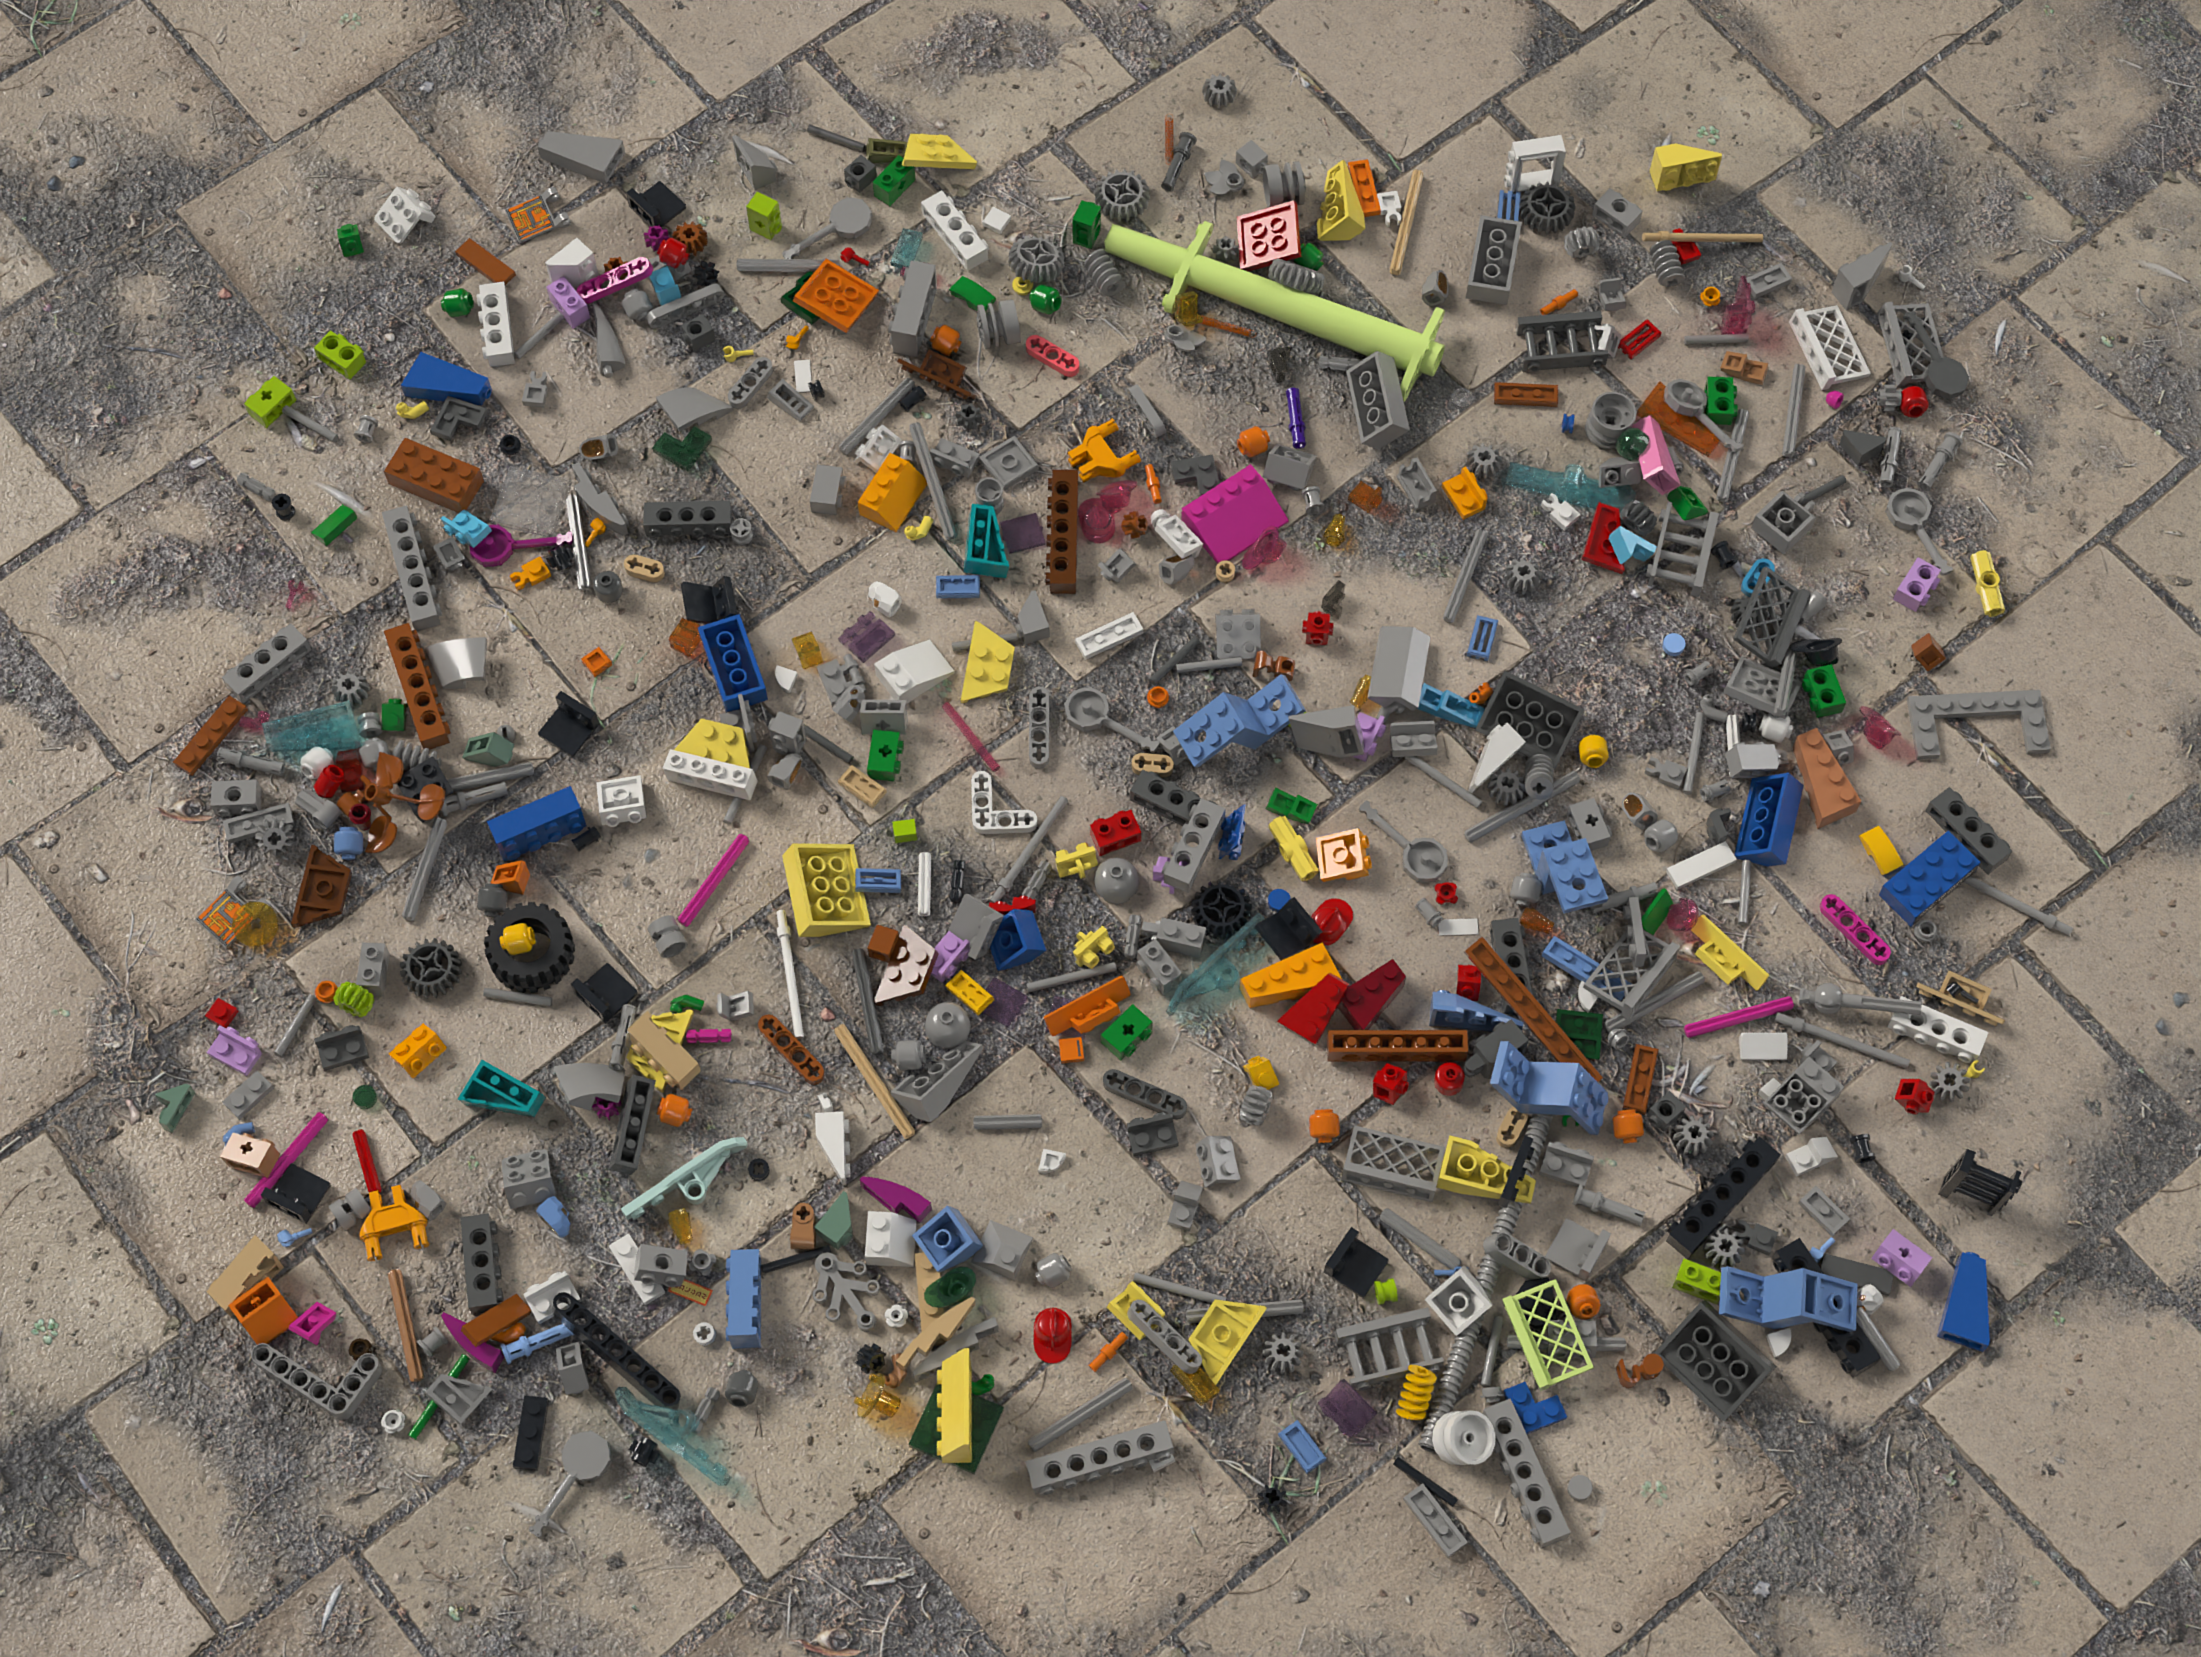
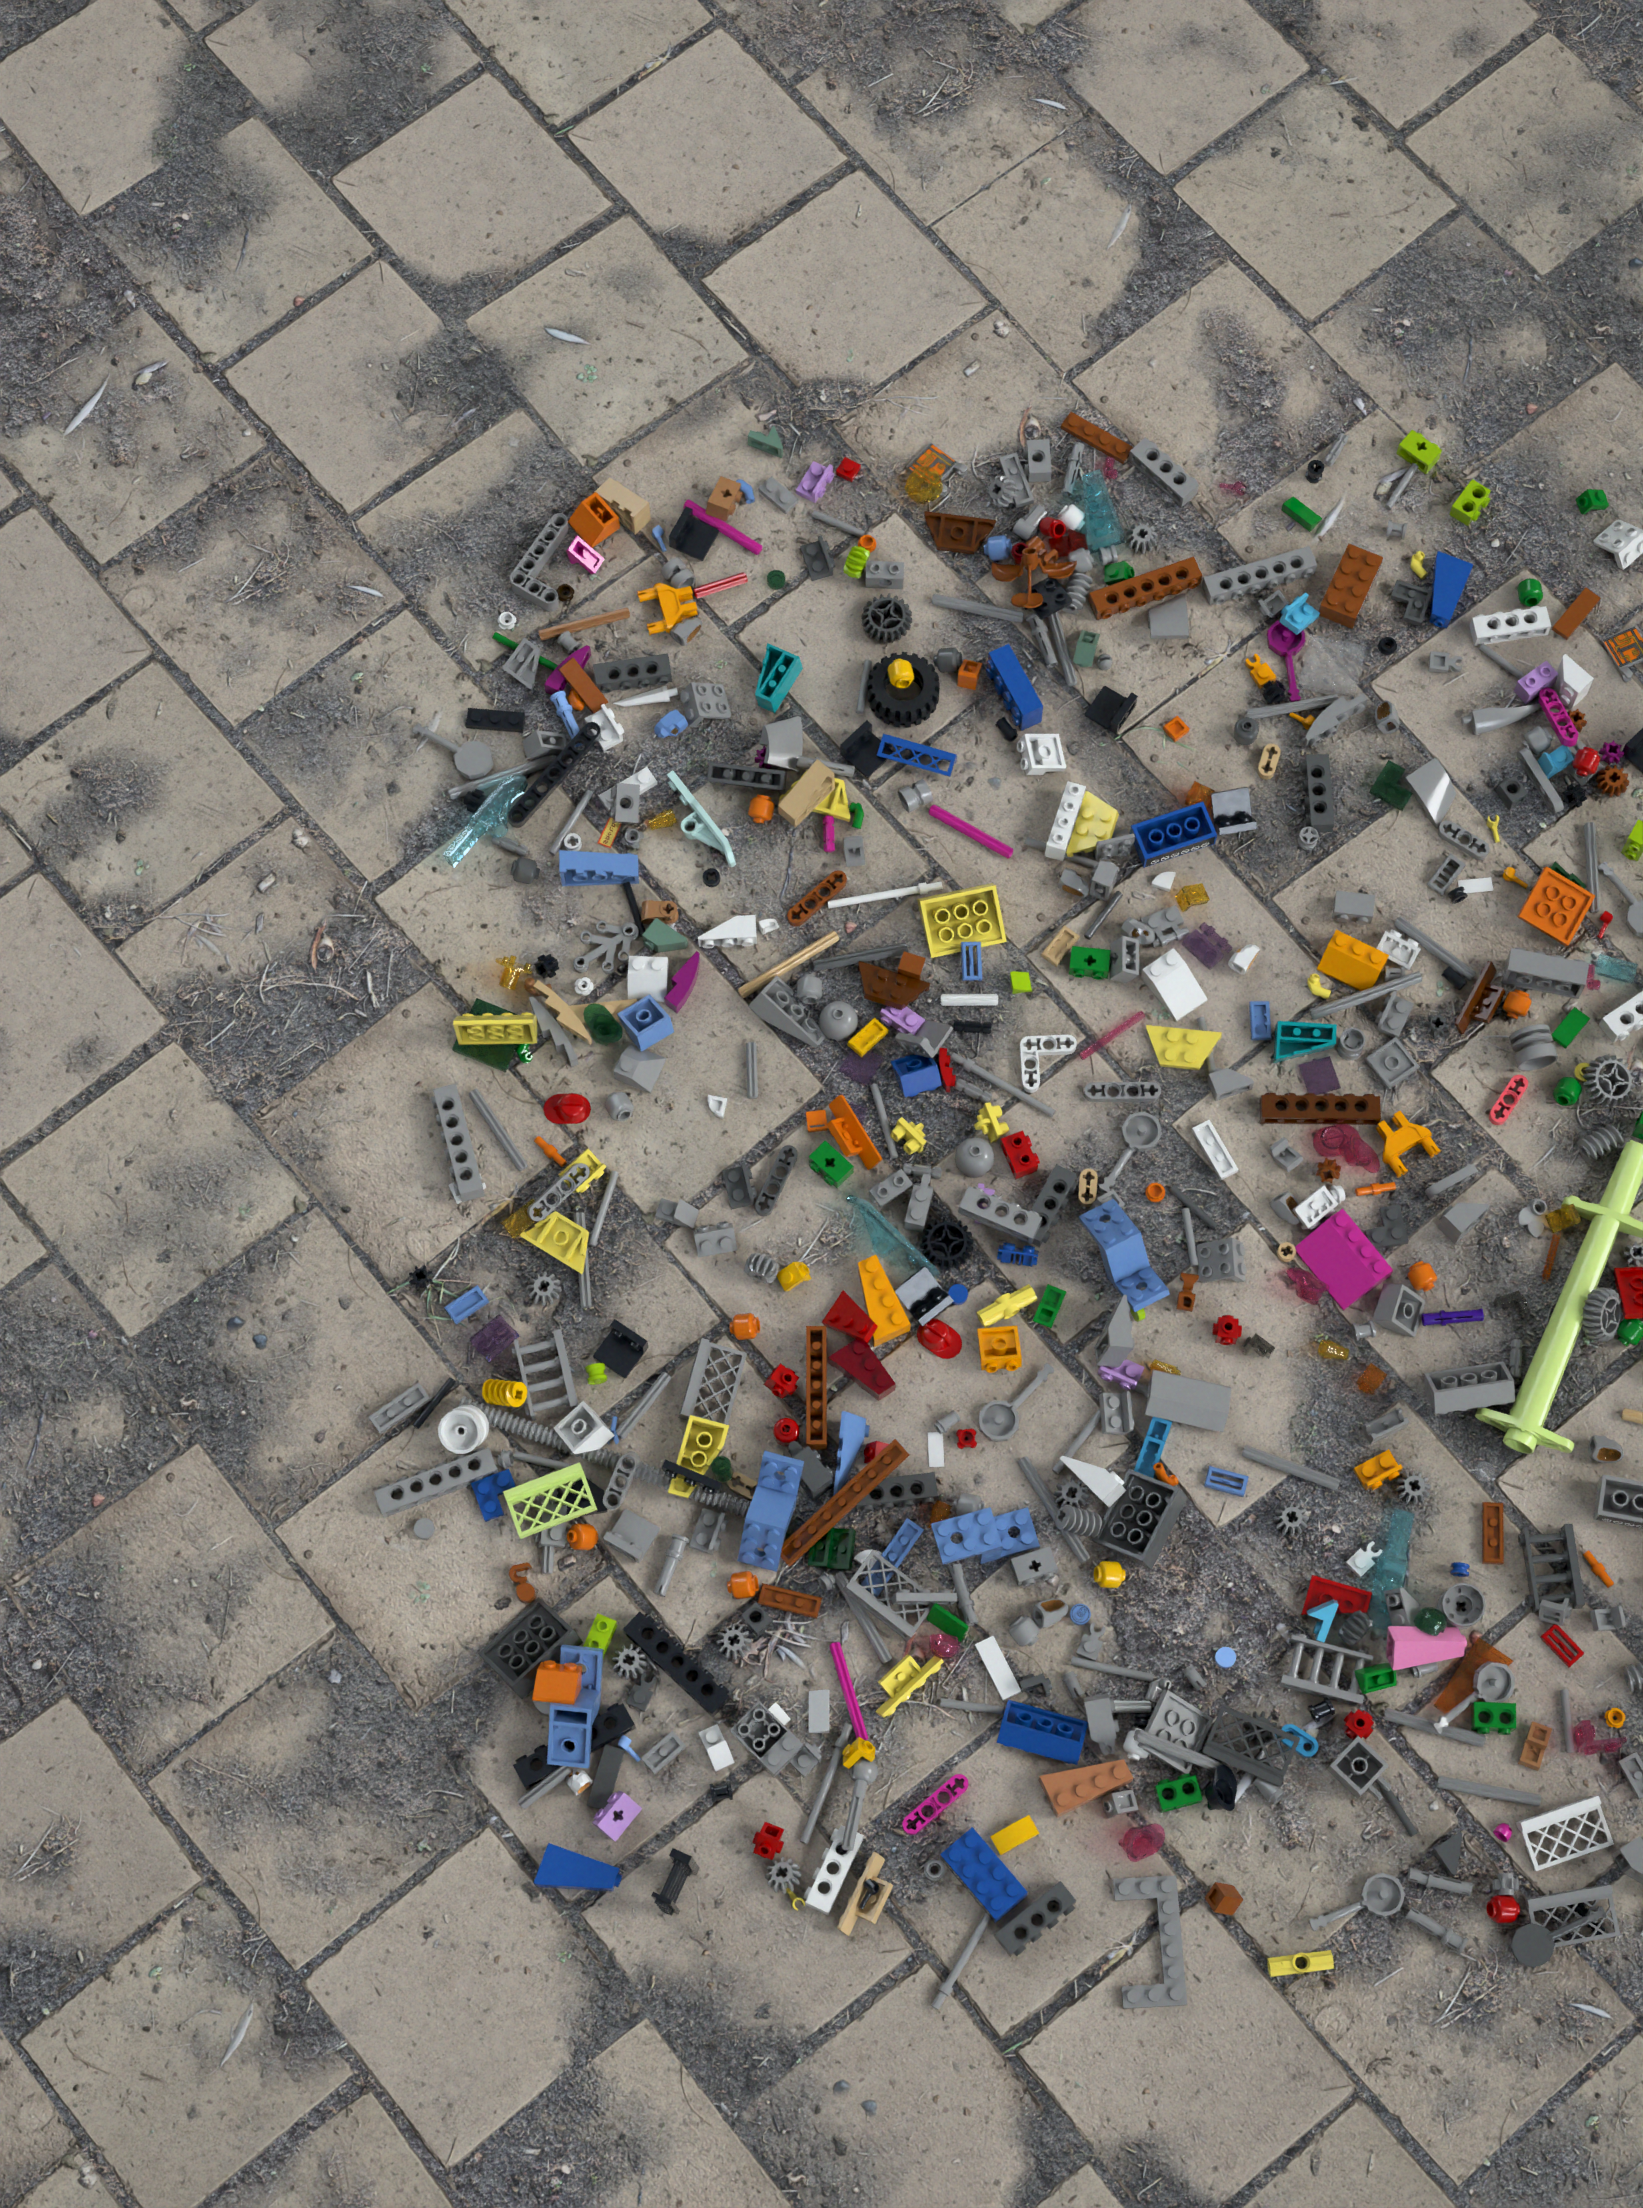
camera: 90 degrees right, 5 degrees up
(418, 1050) = (815, 614): light orange bracket -> none
(511, 1239) = (654, 696): none -> white bar
(604, 936) = (918, 748): none -> blue fence
(610, 1422) = (497, 778): none -> light grey axle
(677, 1337) = (570, 823): none -> light grey bar
(1195, 399) = (1461, 1219): none -> light grey slope
(1497, 1139) = (722, 1469): none -> clear green brick
(1636, 782) = (1080, 1614): none -> medium blue tile
(1738, 520) = (1351, 1728): none -> red brick
(1768, 1315) = (557, 1682): none -> orange slope
(1810, 1001) = (856, 1750): none -> yellow bracket
(1918, 585) = (1299, 1889): lavender brick -> none

